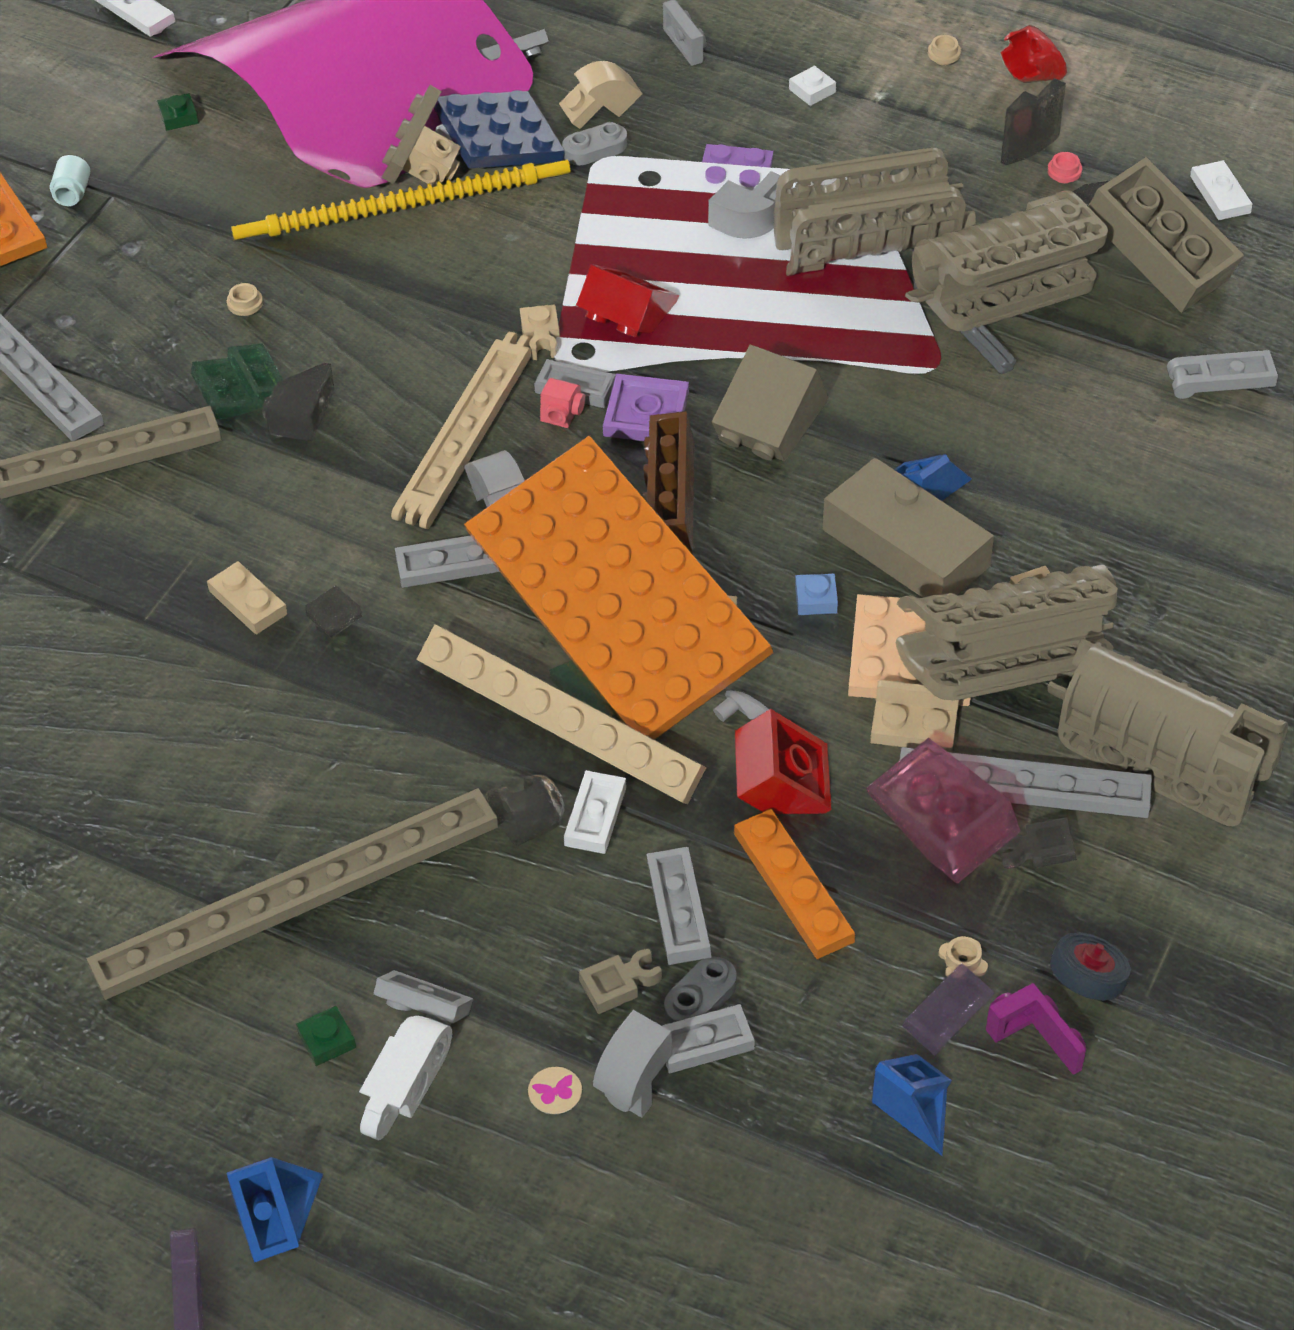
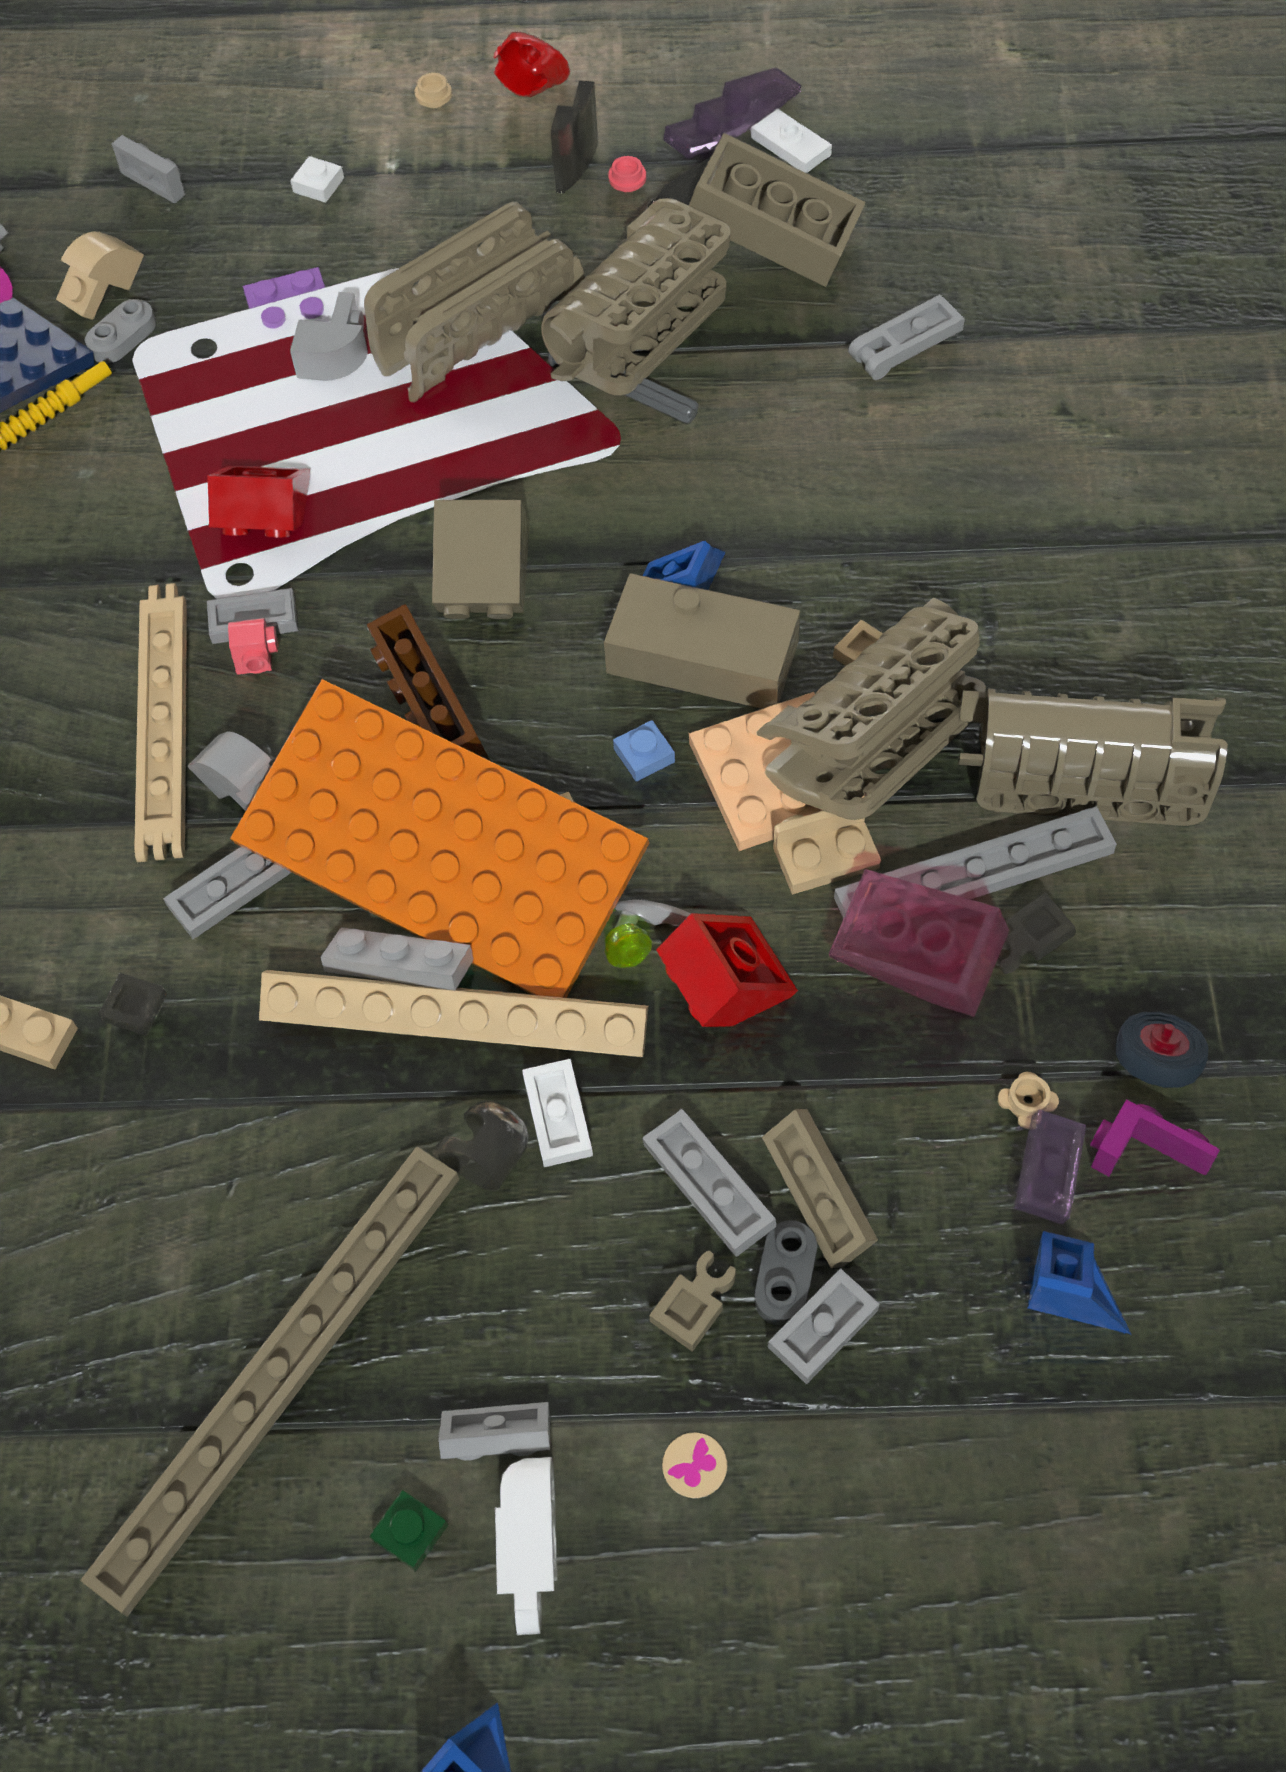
camera: 25 degrees left, 10 degrees up
(539, 657) = (397, 958): none -> light grey plate
(542, 327) = (179, 564): tan plate -> none
(632, 1062) = (781, 1404): light grey brick -> none
(637, 398) = (339, 611): medium lavender plate -> none
(720, 714) = (627, 945): none -> clear neon green plate
(759, 945) = (819, 1188): none -> dark tan plate
(794, 884) = (795, 1084): orange plate -> none
(1191, 148) = (735, 112): none -> clear purple slope

